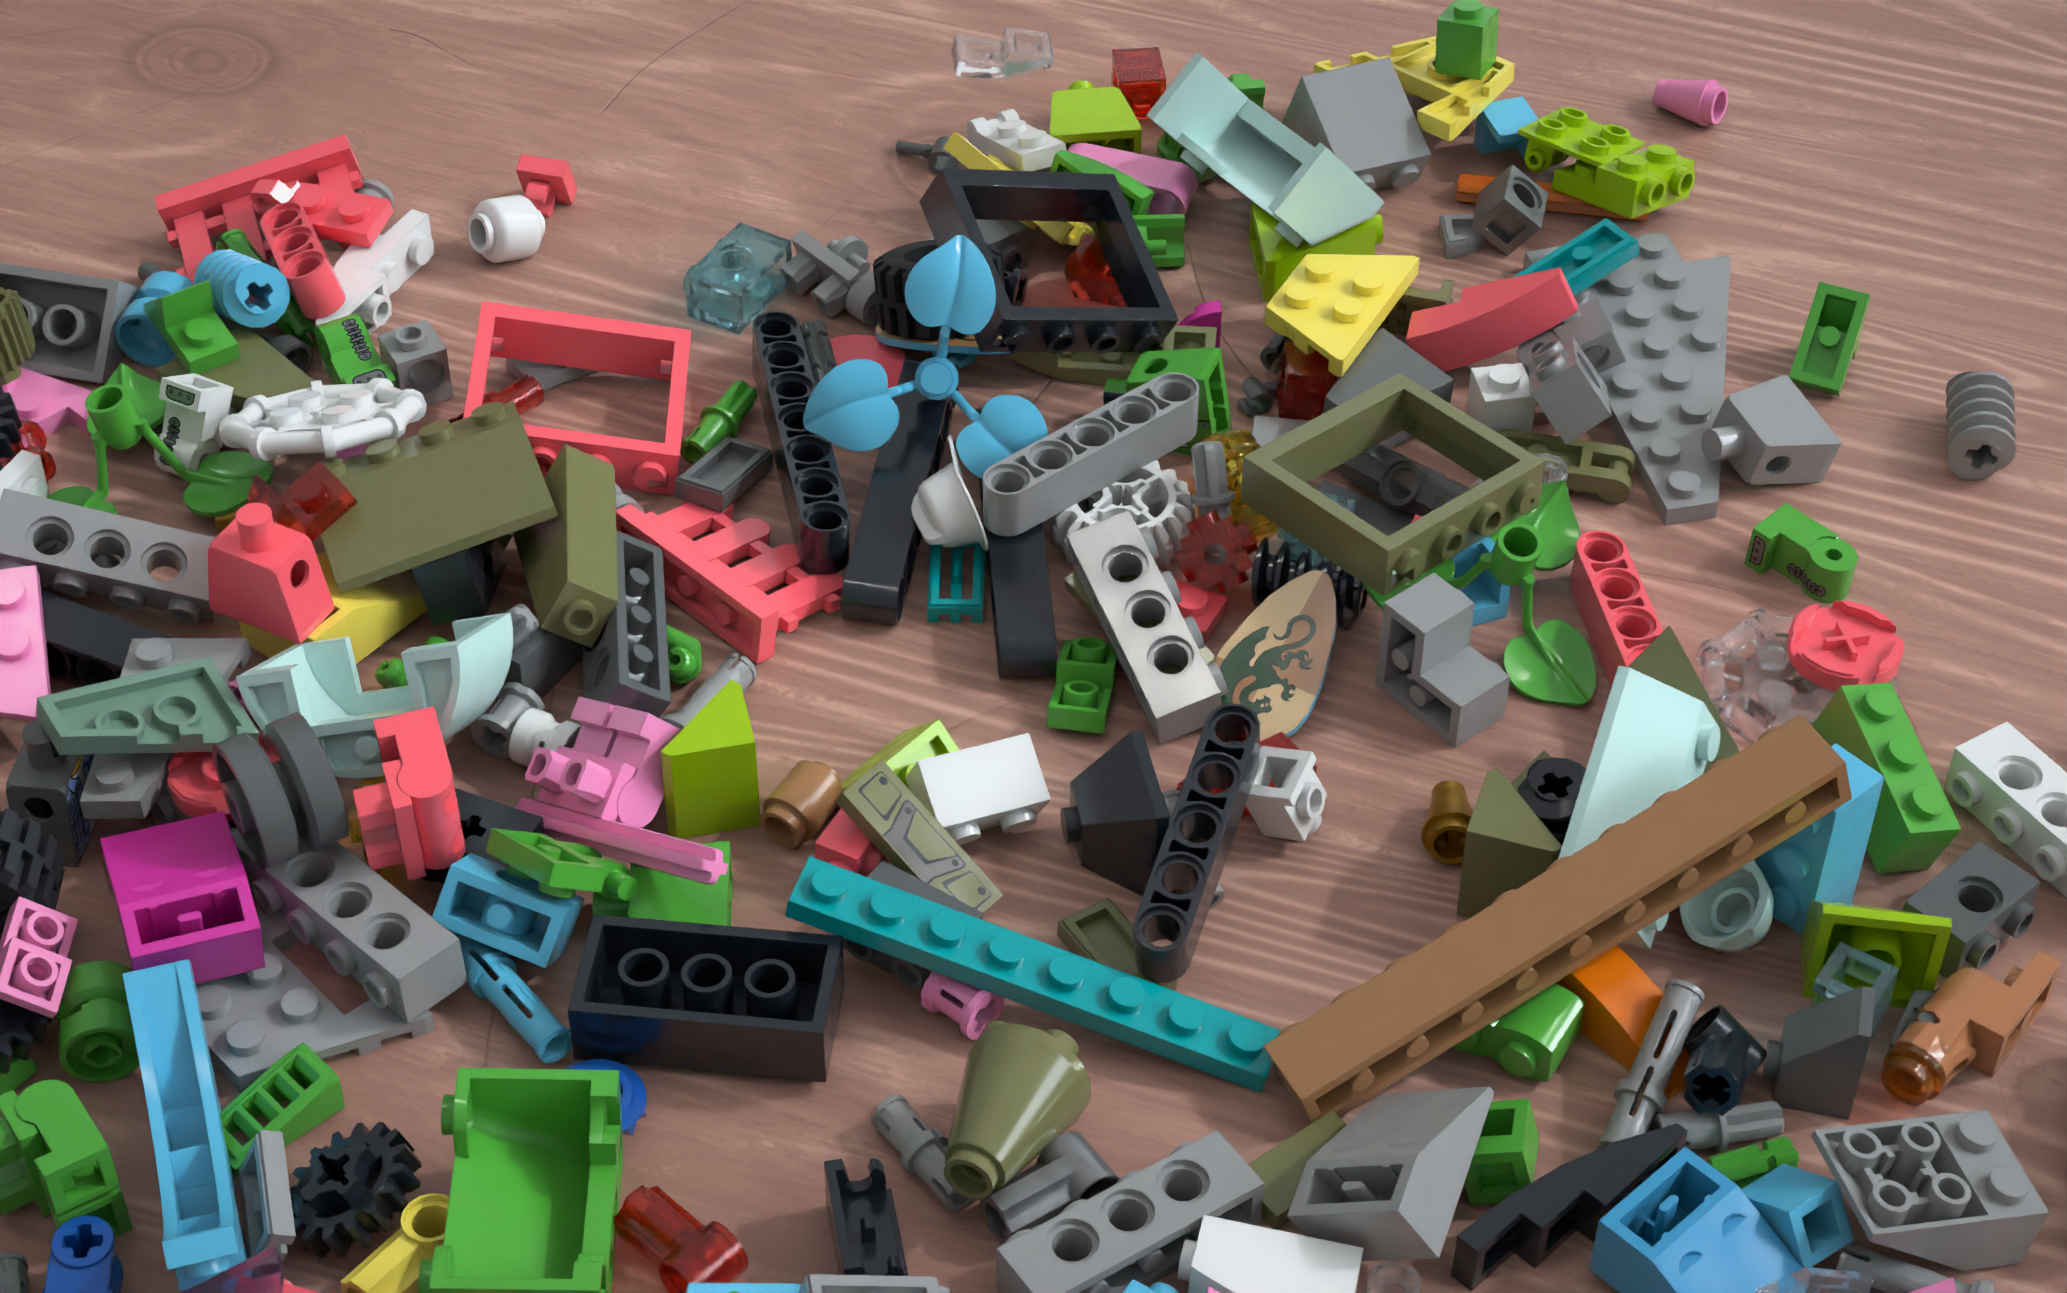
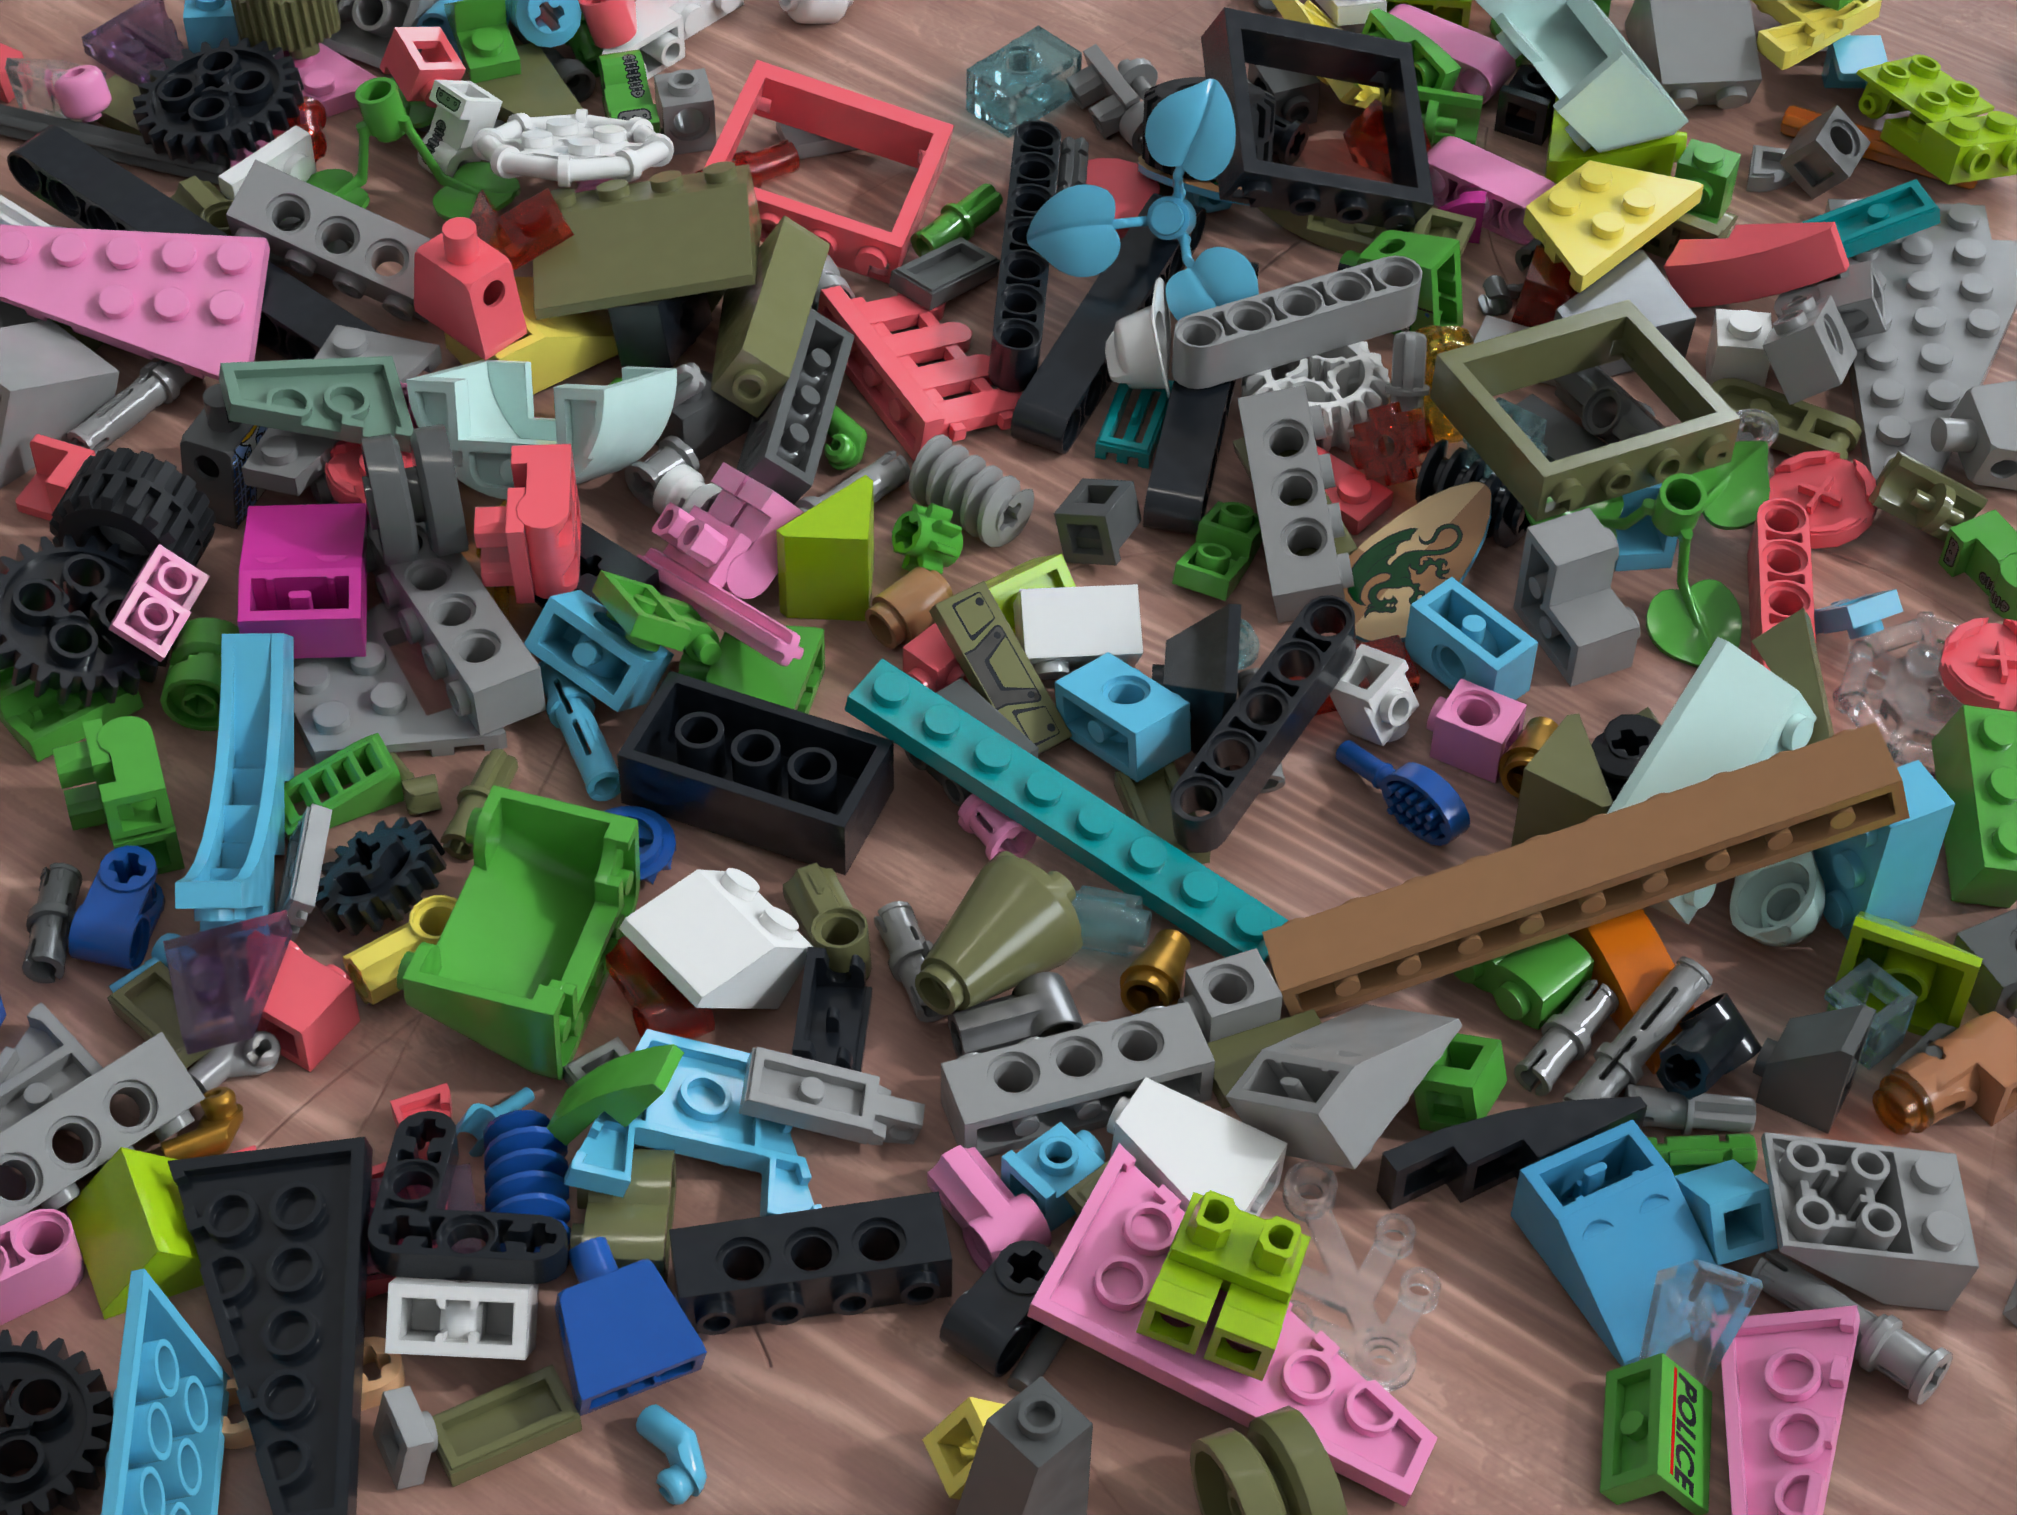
camera: 15 degrees right, 5 degrees up
(138, 362) = (415, 70): none -> coral brick
(362, 1095) = (418, 792): none -> olive hand
(426, 1090) = (496, 770): none -> olive axle
(732, 1175) = (720, 941): none -> white slope
(797, 731) = (927, 538): none -> bright green gear
(821, 683) = (977, 494): none -> light grey piece
(826, 1126) = (828, 916): none -> olive piece
(958, 681) = (1097, 520): none -> dark grey brick
(1052, 864) = (1124, 716): none -> medium azure brick
(1112, 1067) = (1111, 920): none -> clear light blue brick
(1169, 1111) = (1156, 973): none -> pearl gold cone
(1222, 202) = (1530, 92): none -> black brick
(1240, 294) = (1463, 167): none -> bright pink beam
(1254, 1113) = (1232, 995): none -> light grey brick
(1352, 881) = (1413, 794): none -> blue piece
(1359, 728) = (1465, 638): none -> medium azure brick
(1387, 806) = (1474, 728): none -> bright pink brick
(1416, 239) = (1714, 169): none -> bright green brick
(1579, 1083) = (1566, 1037): none -> light grey pin
(1634, 513) = (1830, 492): none -> coral tile
(1706, 622) = (1859, 615): none -> medium azure plate
(1718, 504) = (1924, 496): none -> olive hips

